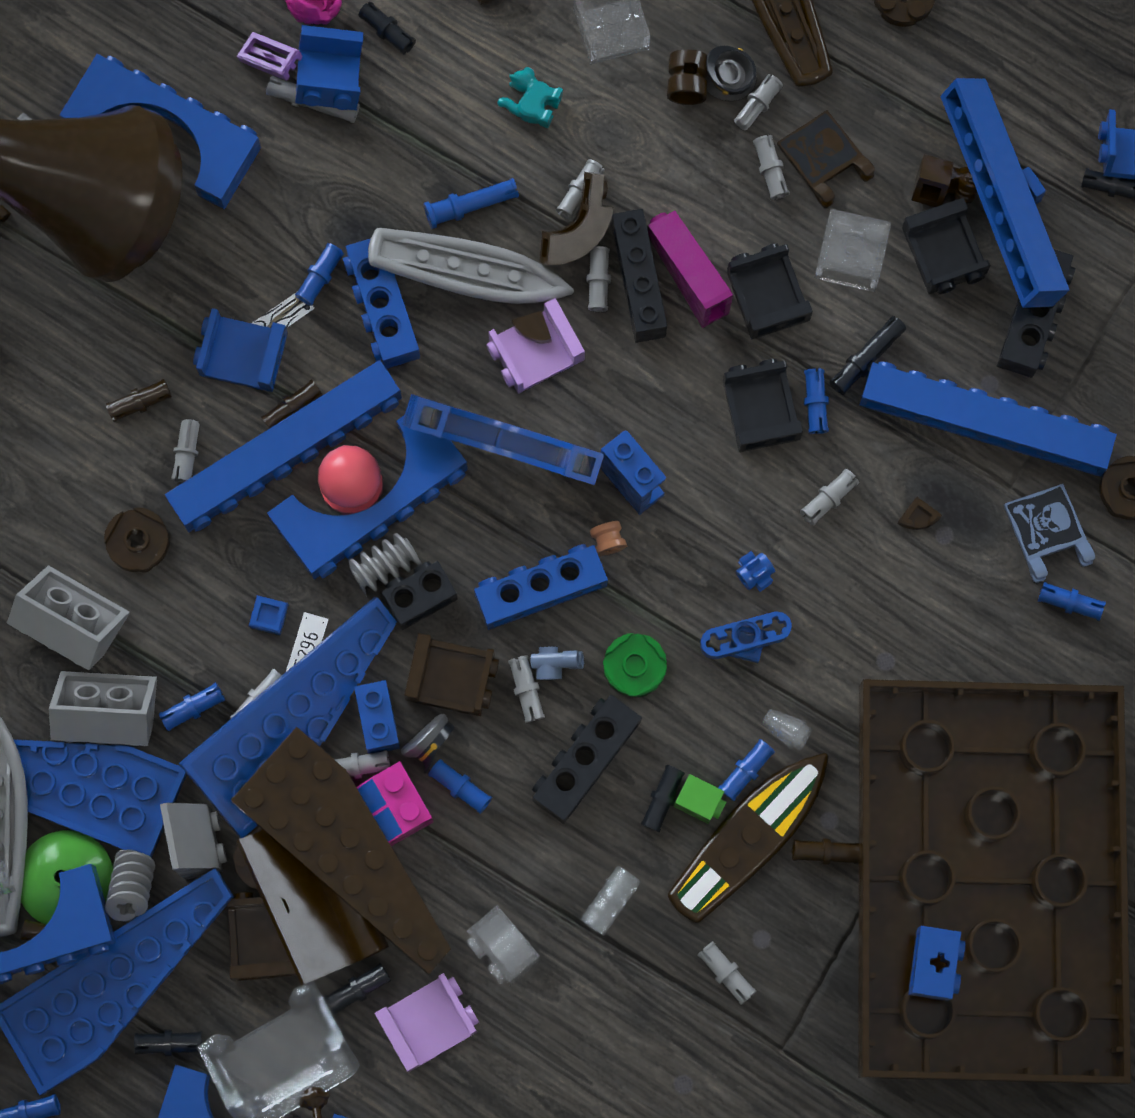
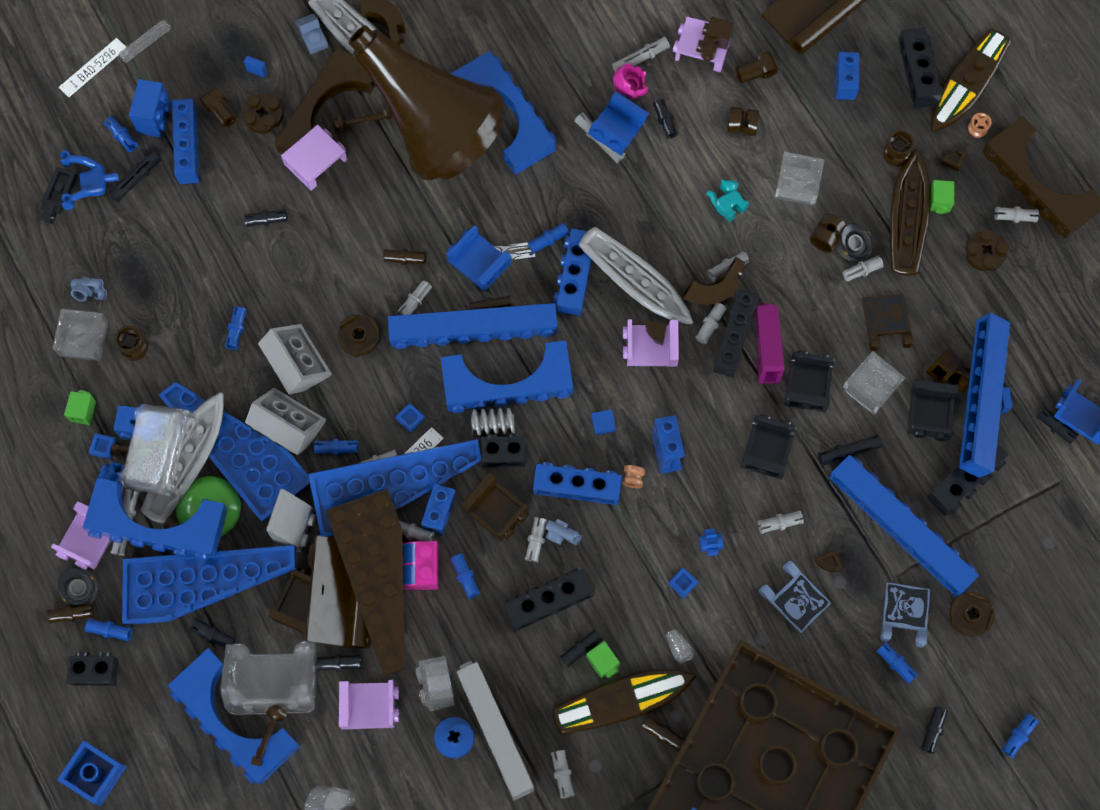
camera: 30 degrees right, 5 degrees down
(129, 885) = (240, 529): light grey piece -> none
(286, 64) = (594, 109): medium lavender tile -> none
(350, 479) = (499, 363): coral tile -> none
(428, 740) = (460, 539): piece -> none
(456, 206) = (649, 239): blue pin -> none
(502, 439) = (600, 384): blue arch -> none
(529, 486) = (603, 422): none -> blue tile
(546, 1006) = (465, 740): none -> blue piece
(610, 900) = (516, 692): clear axle -> none
(611, 964) = (495, 730): none -> light grey brick
(627, 672) = (608, 560): green tile -> none
(720, 634) = (699, 585): blue beam -> none
(746, 769) = (641, 658): blue pin -> none
(771, 167) = (850, 310): light grey pin -> none
(816, 401) = (803, 461): blue pin -> none
(905, 586) = (798, 601): none -> flag

